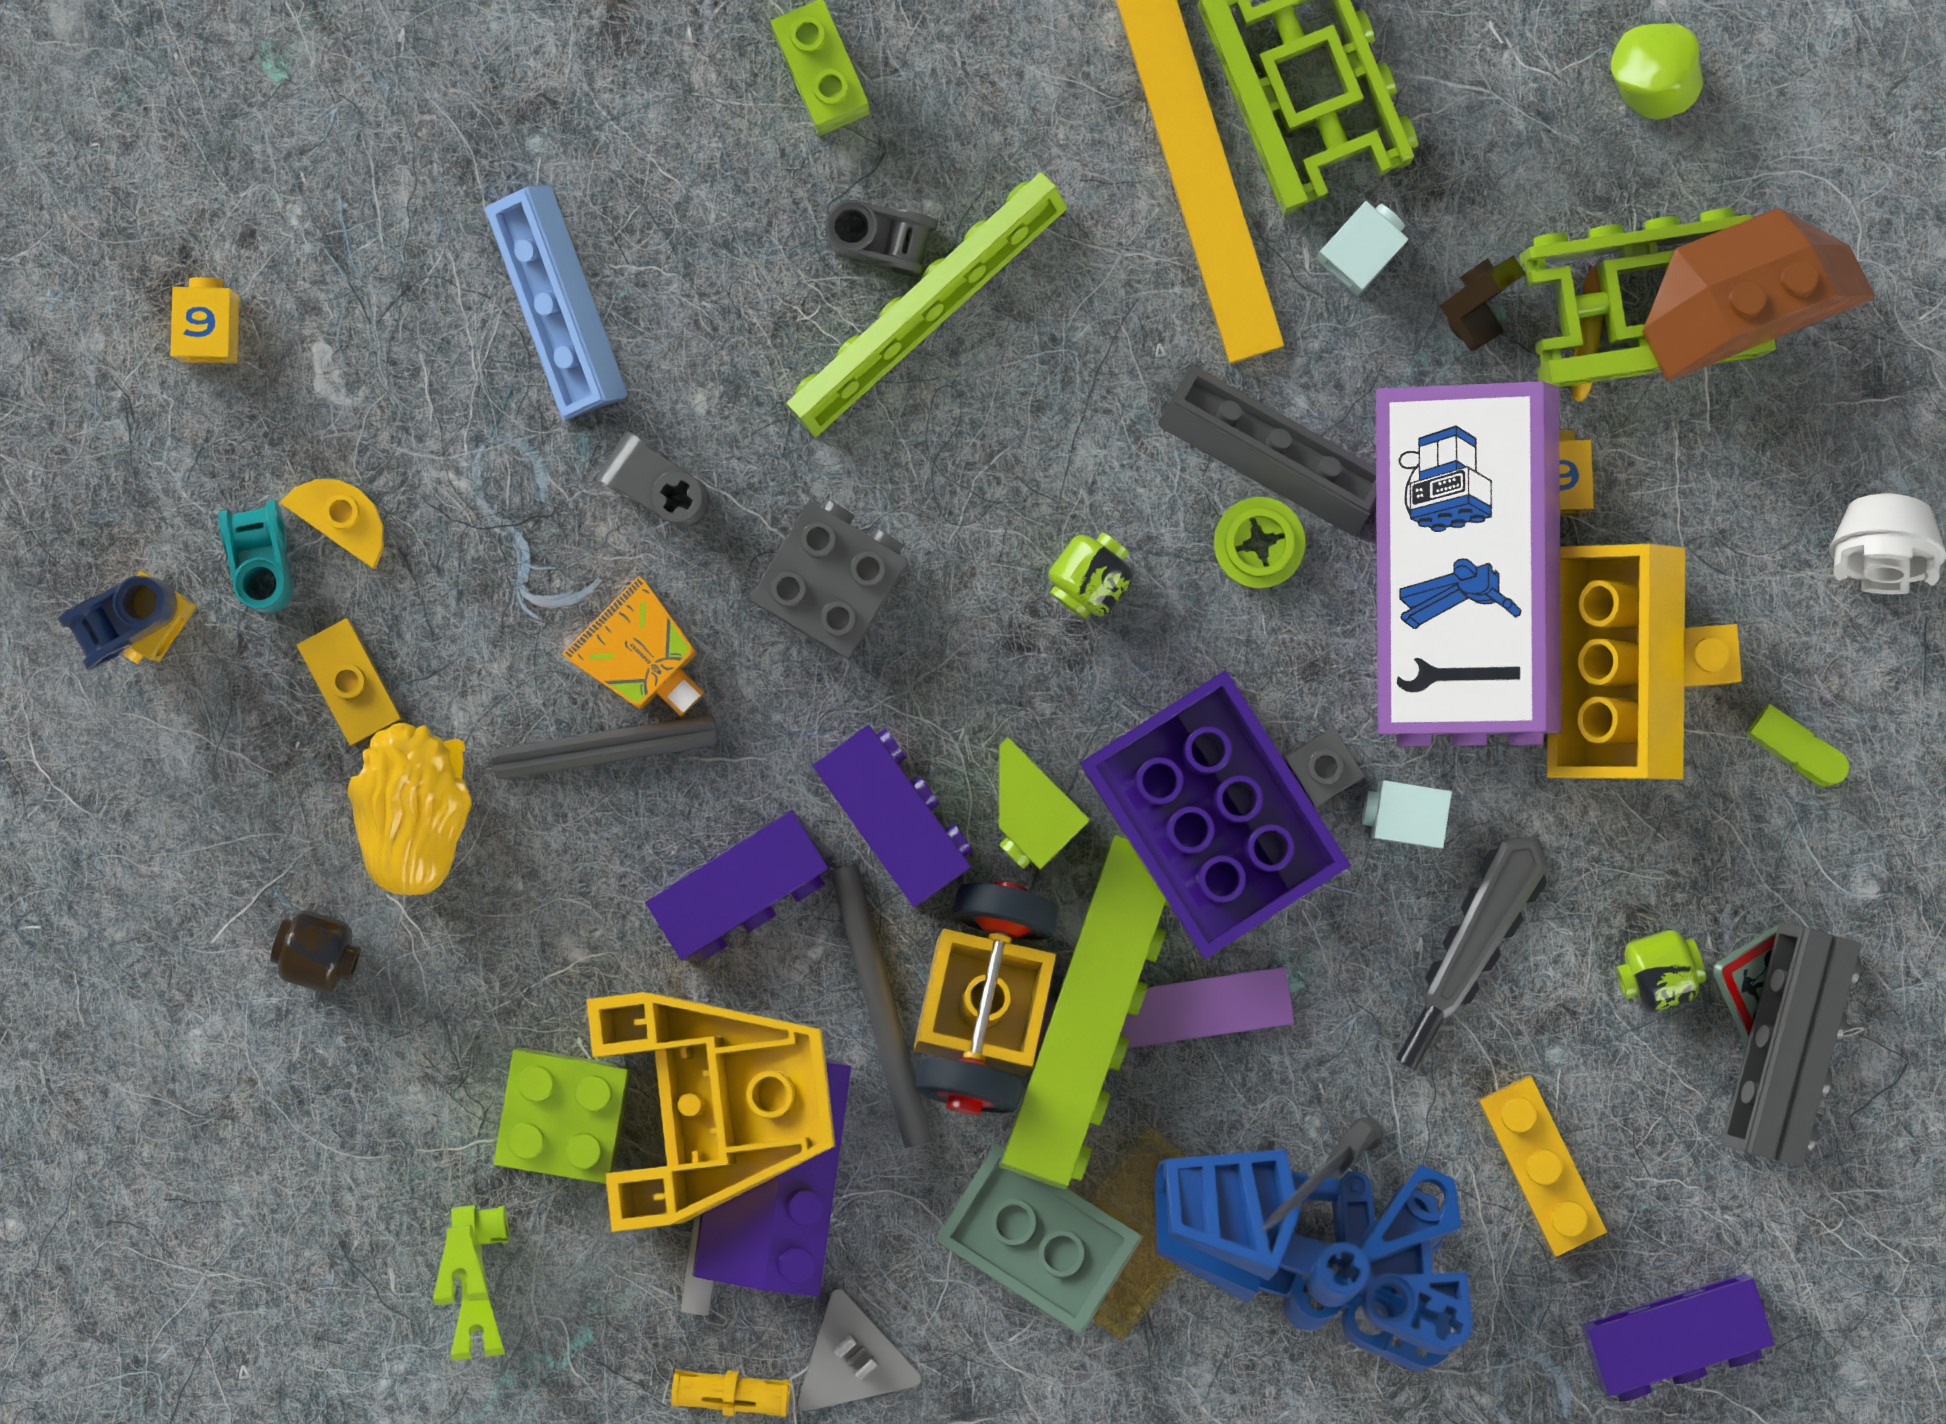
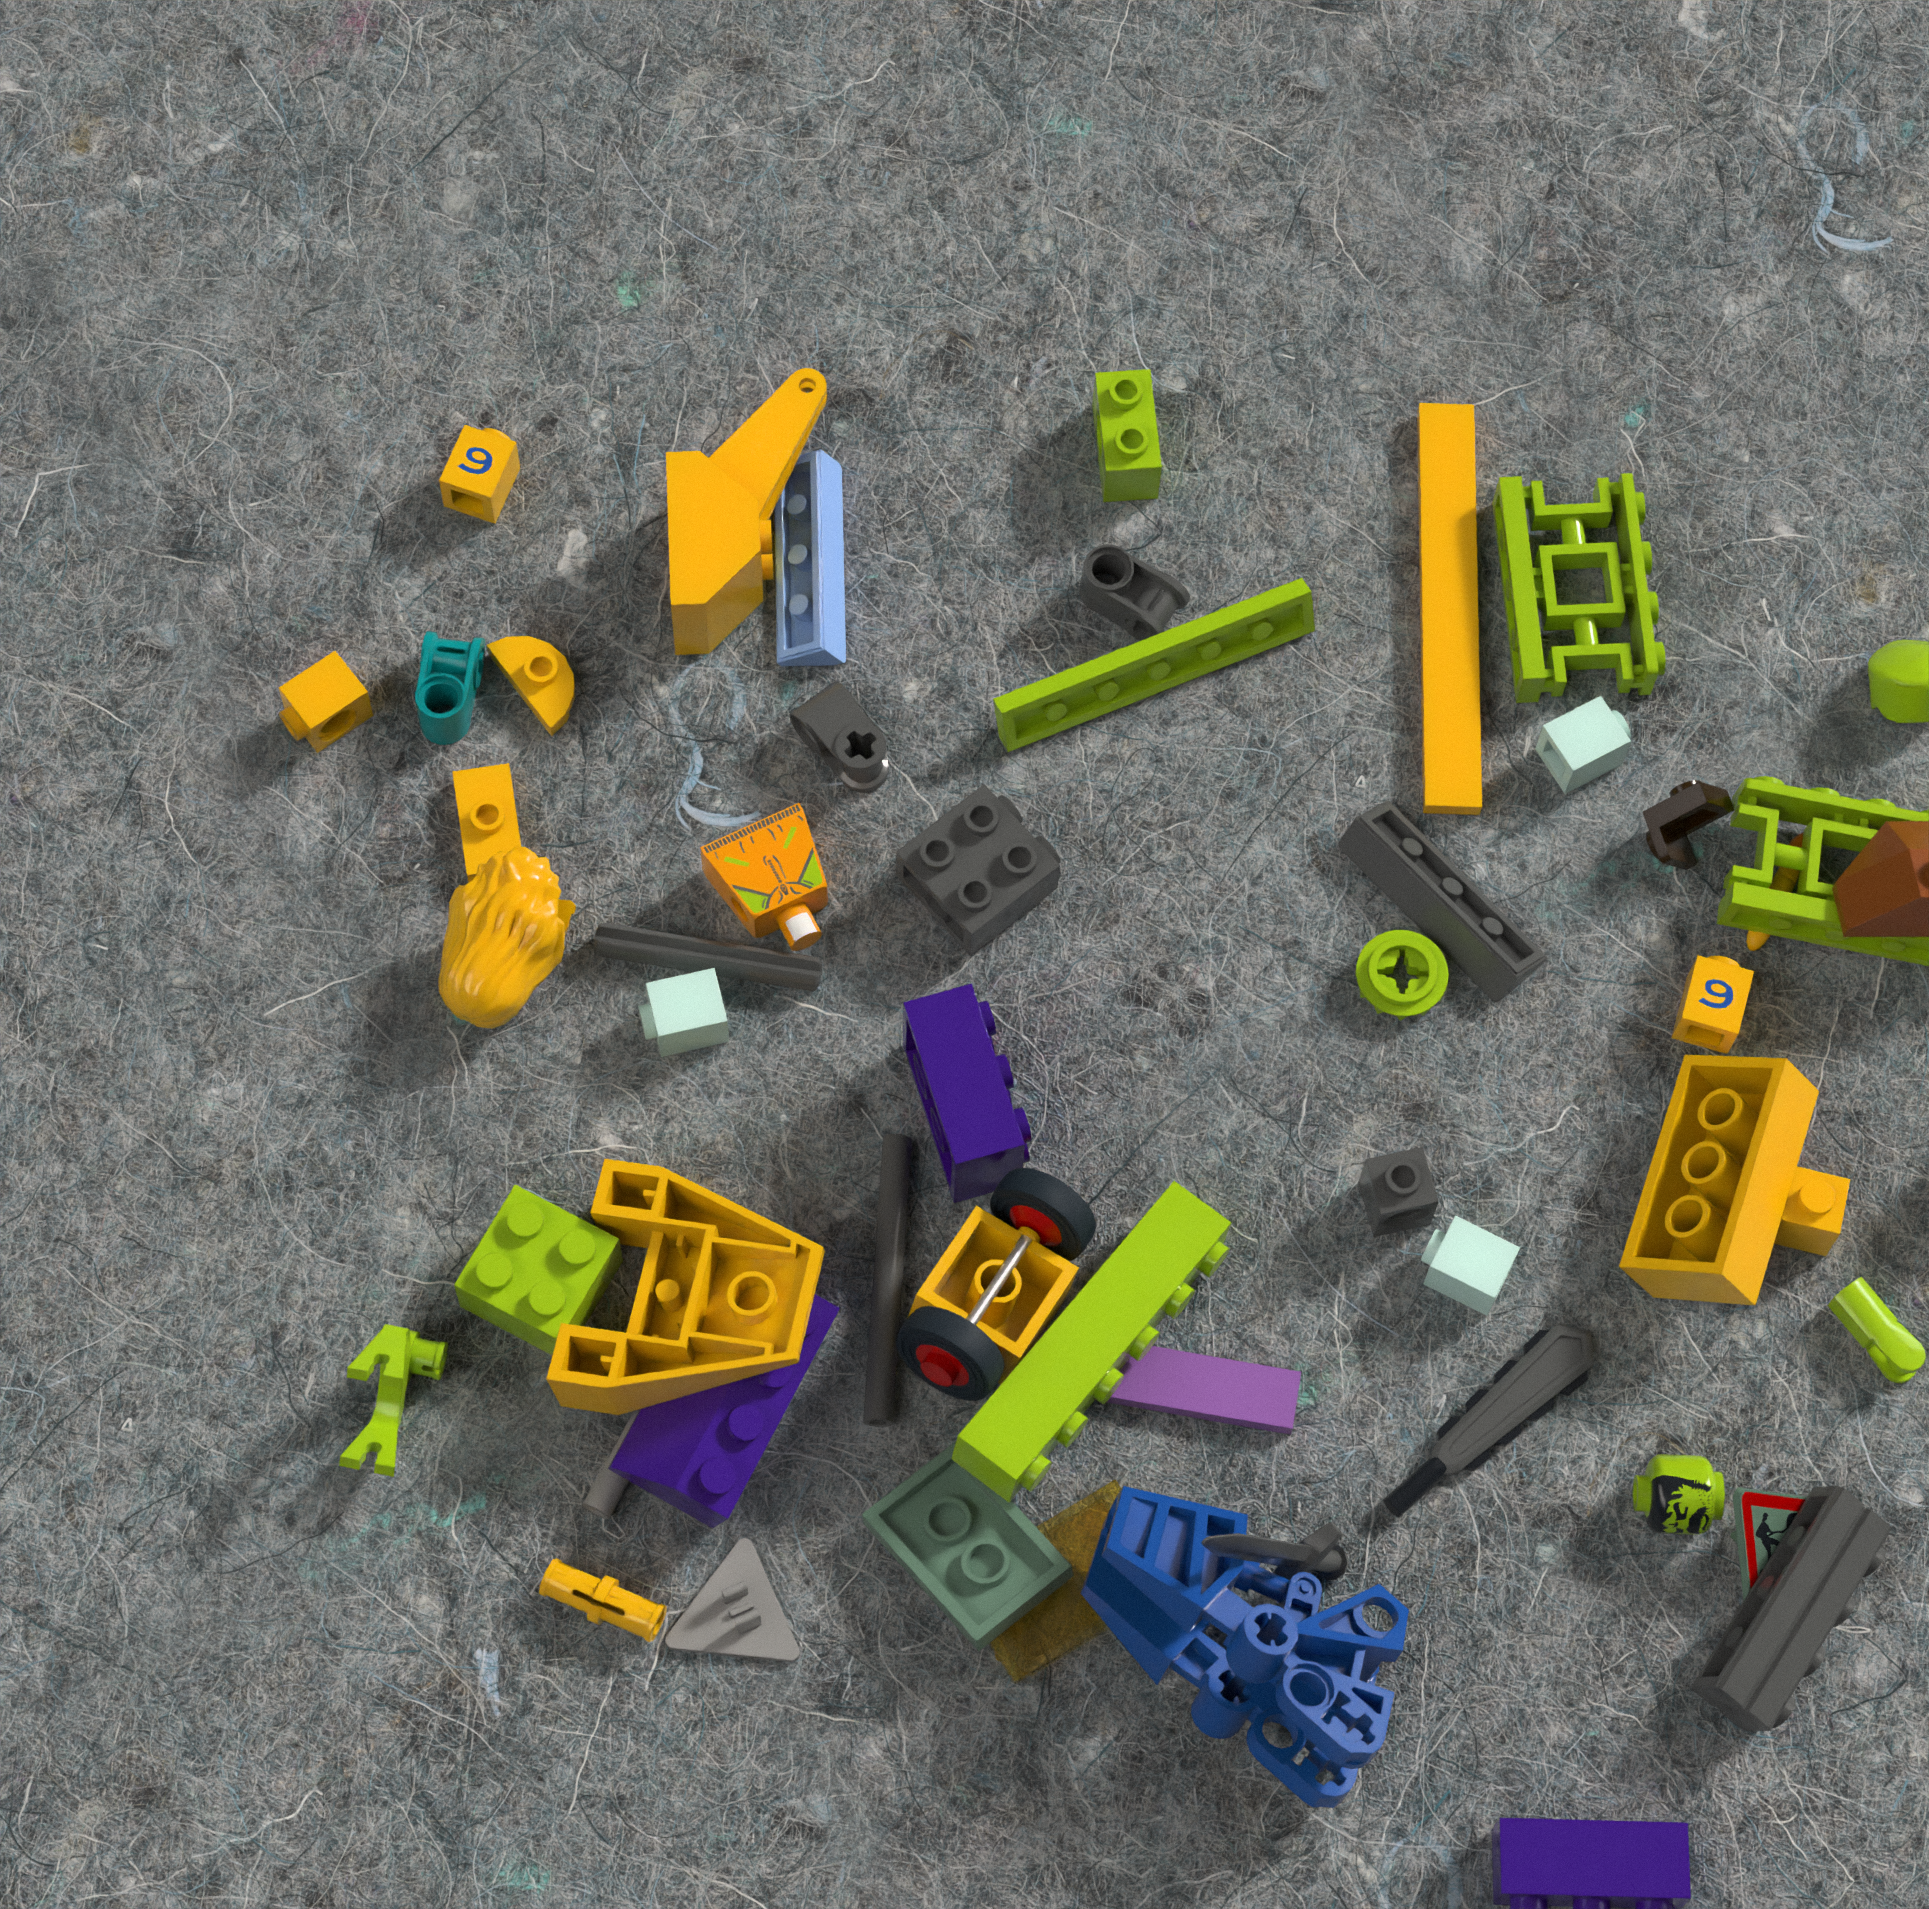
camera: 15 degrees right, 20 degrees down
(108, 622) = (296, 676): dark blue piece -> none
(314, 951) = (359, 1044): dark brown head -> none
(455, 291) = (723, 513): none -> yellow slope
(604, 815) = (685, 1013): none -> light aqua brick
(739, 888) = (790, 1119): dark purple brick -> none
(1032, 810) = (1104, 1132): lime slope -> none
(1090, 575) = (1229, 946): lime head -> none
(1215, 814) = (1281, 1192): dark purple slope -> none
(1468, 563) = (1600, 1044): brick -> none
(1542, 1166) = (1500, 1654): yellow plate -> none

